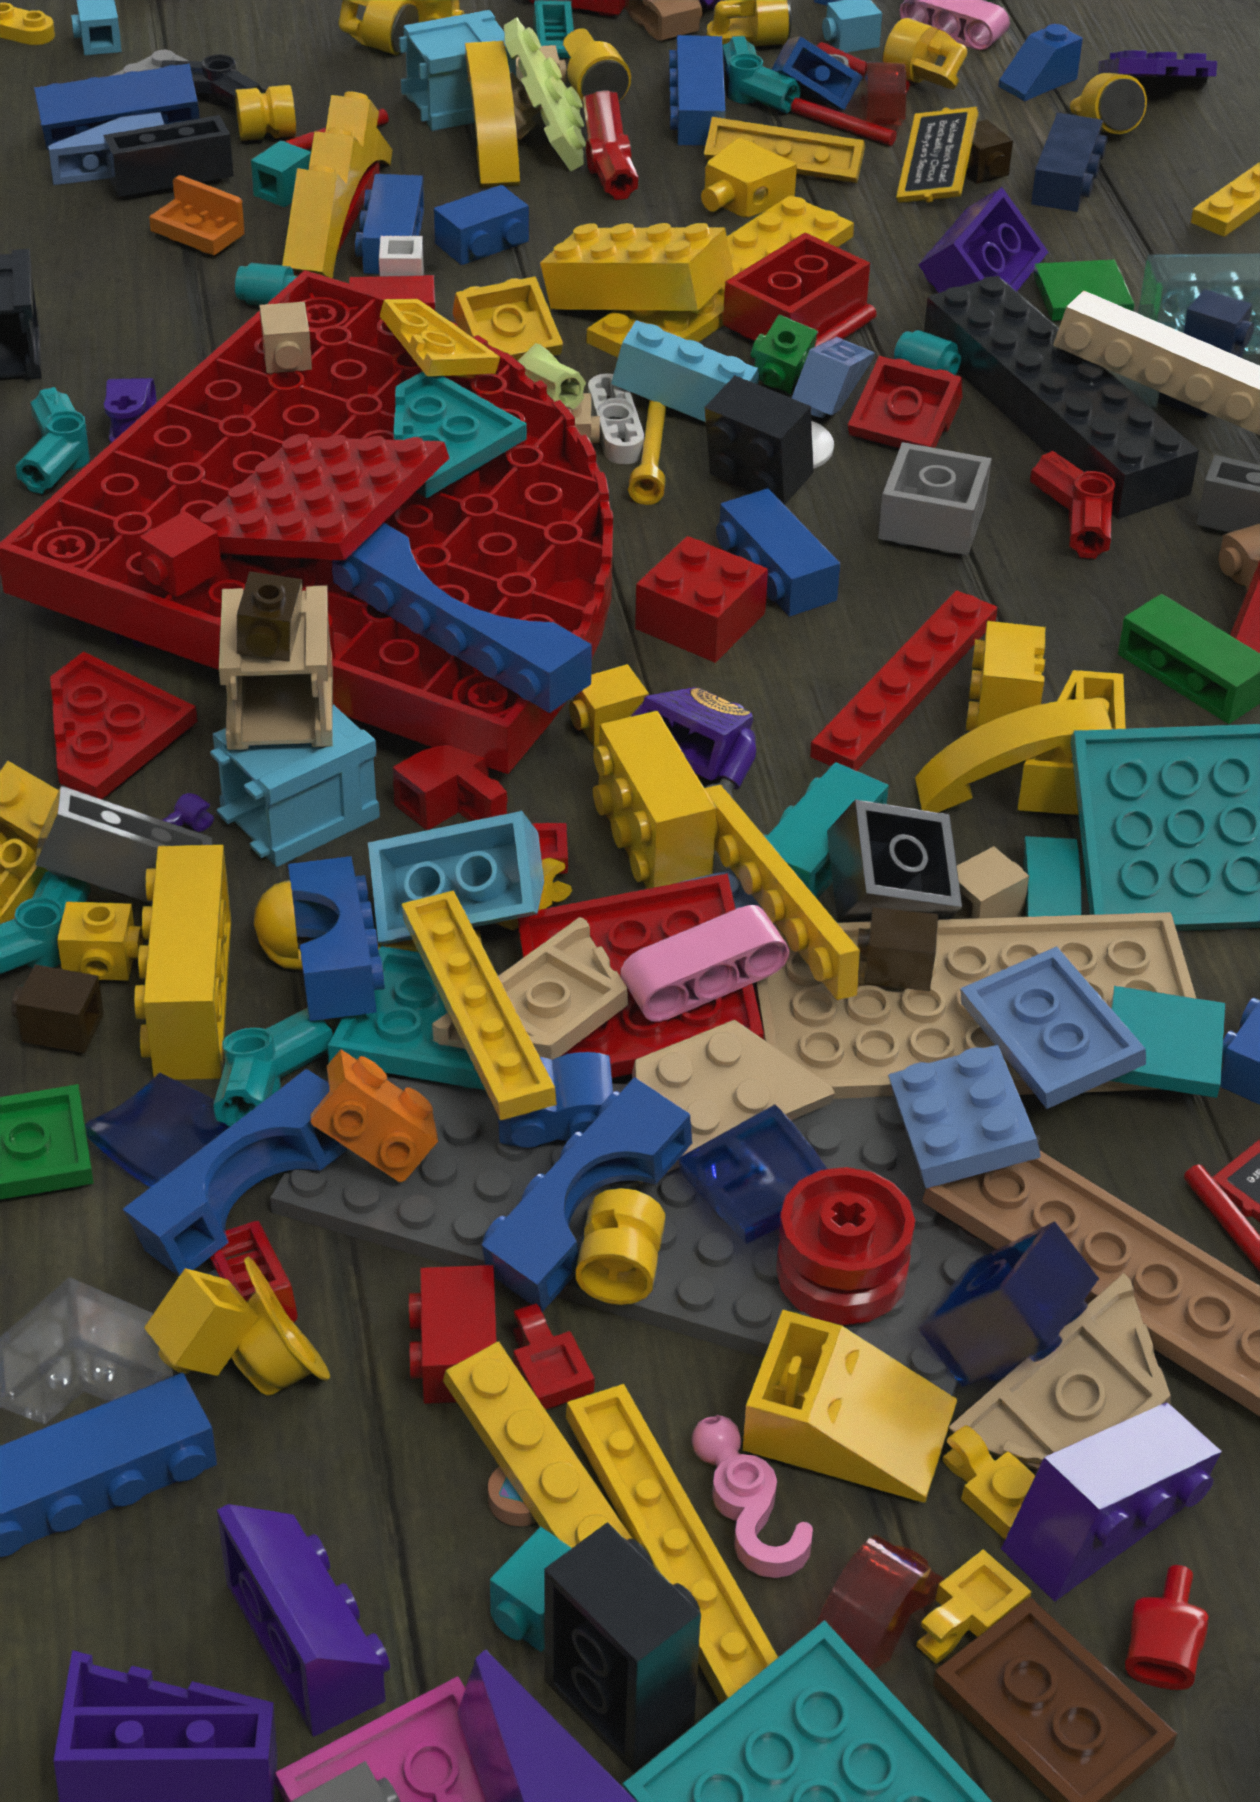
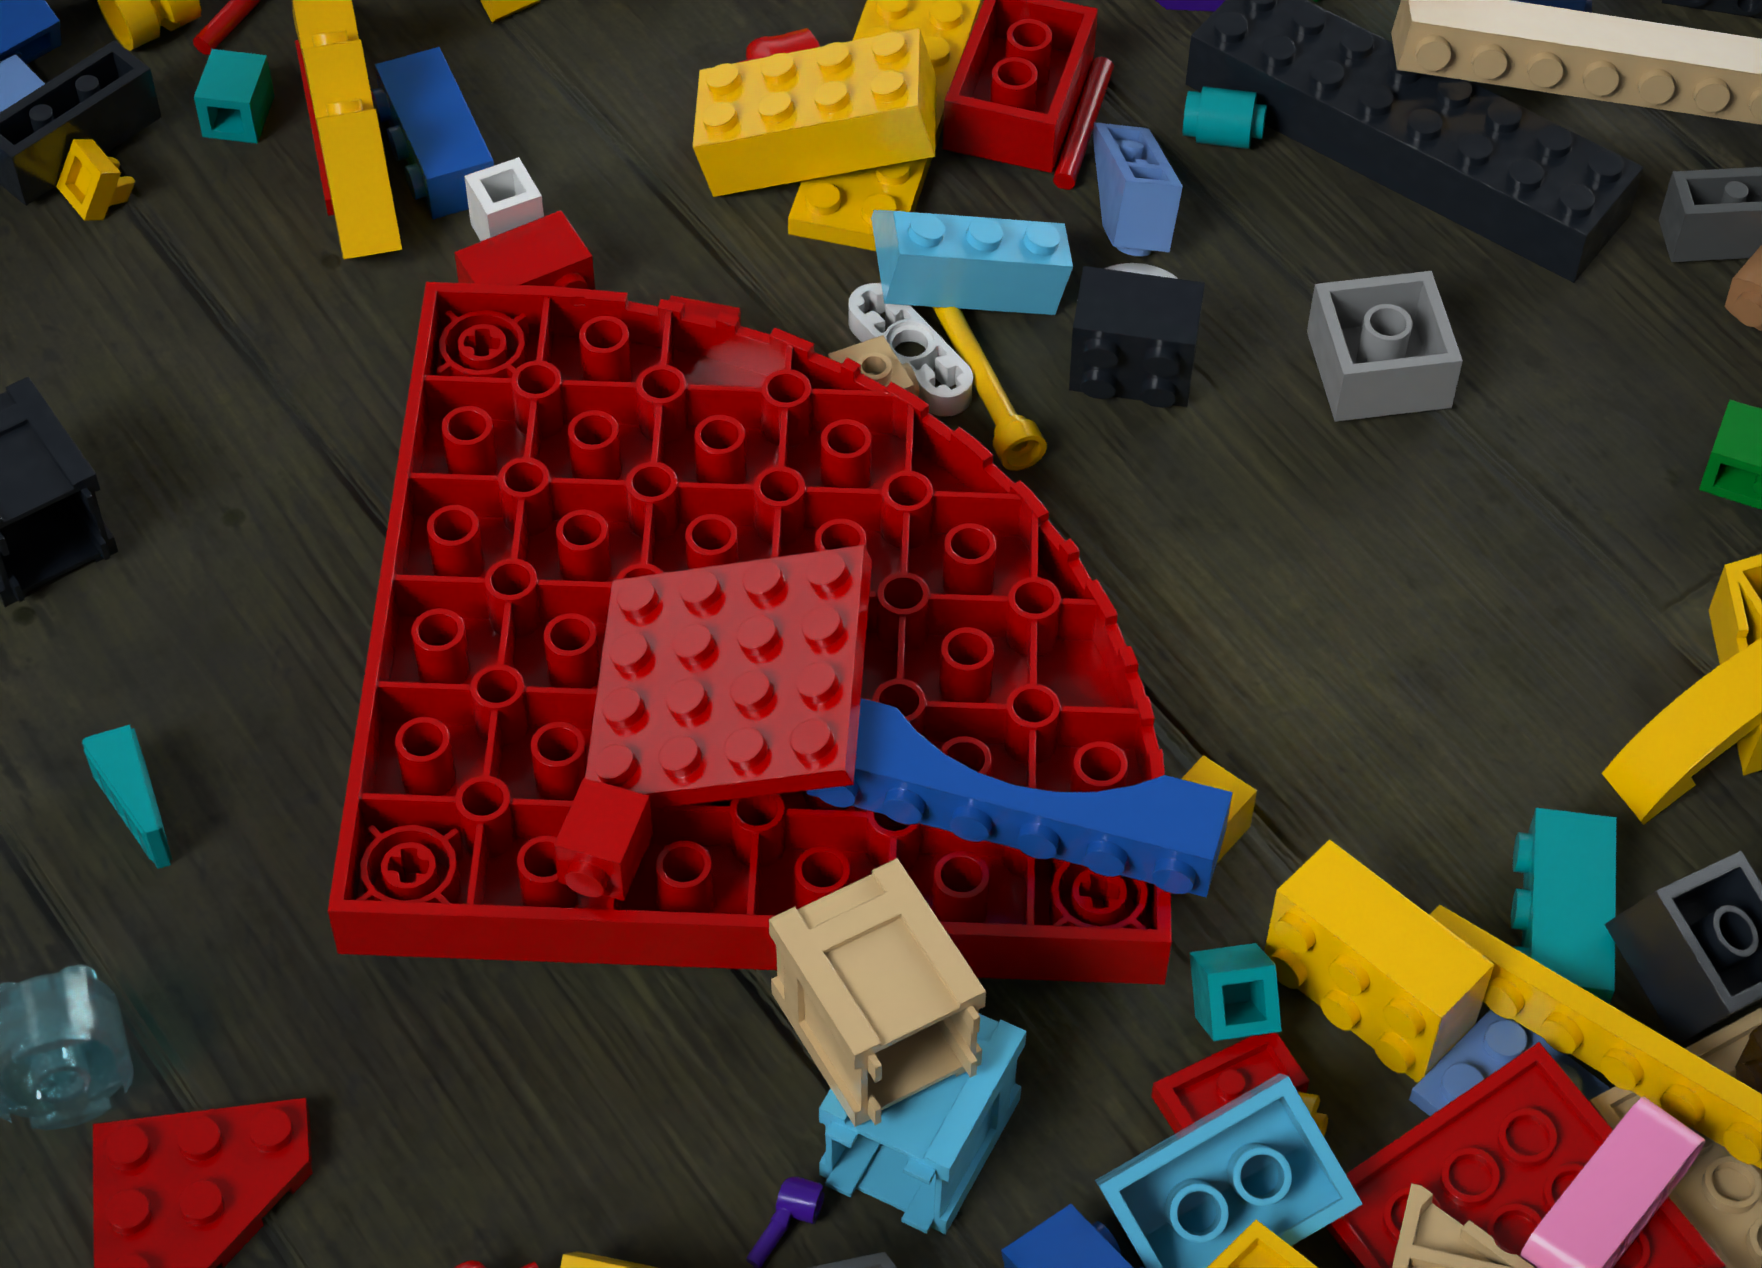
camera: 25 degrees left, 10 degrees up
(62, 444) = (238, 658): teal piece -> none
(110, 724) = (600, 1106): red plate -> none
(127, 402) = (290, 575): dark purple piece -> none
(160, 188) = (92, 180): none -> yellow tile
(200, 216) = (172, 210): orange bracket -> none
(261, 282) = (336, 293): teal brick -> none
(269, 616) = (886, 956): dark brown brick -> none
(285, 337) = (497, 417): tan brick -> none
(436, 342) = (695, 354): yellow wing -> none
(445, 783) = (1094, 1016): red brick -> none
(465, 422) = (795, 484): teal plate -> none
(481, 224) = (550, 94): blue brick -> none
(508, 316) = (689, 245): yellow plate -> none
(552, 792) = (1235, 991): none -> teal brick
(561, 381) = (841, 337): yellowish green piece -> none
(701, 598) = (1207, 606): red brick -> none
(709, 733) = (1354, 808): dark purple torso -> none
(768, 534) = (1245, 494): blue brick -> none
(783, 353) = (1066, 180): green brick -> none
(903, 682) = (1501, 635): red plate -> none
(906, 404) = (1253, 208): red plate -> none
(1009, 672) = (1639, 601): yellow wedge -> none
(1085, 495) = (1544, 282): red piece -> none

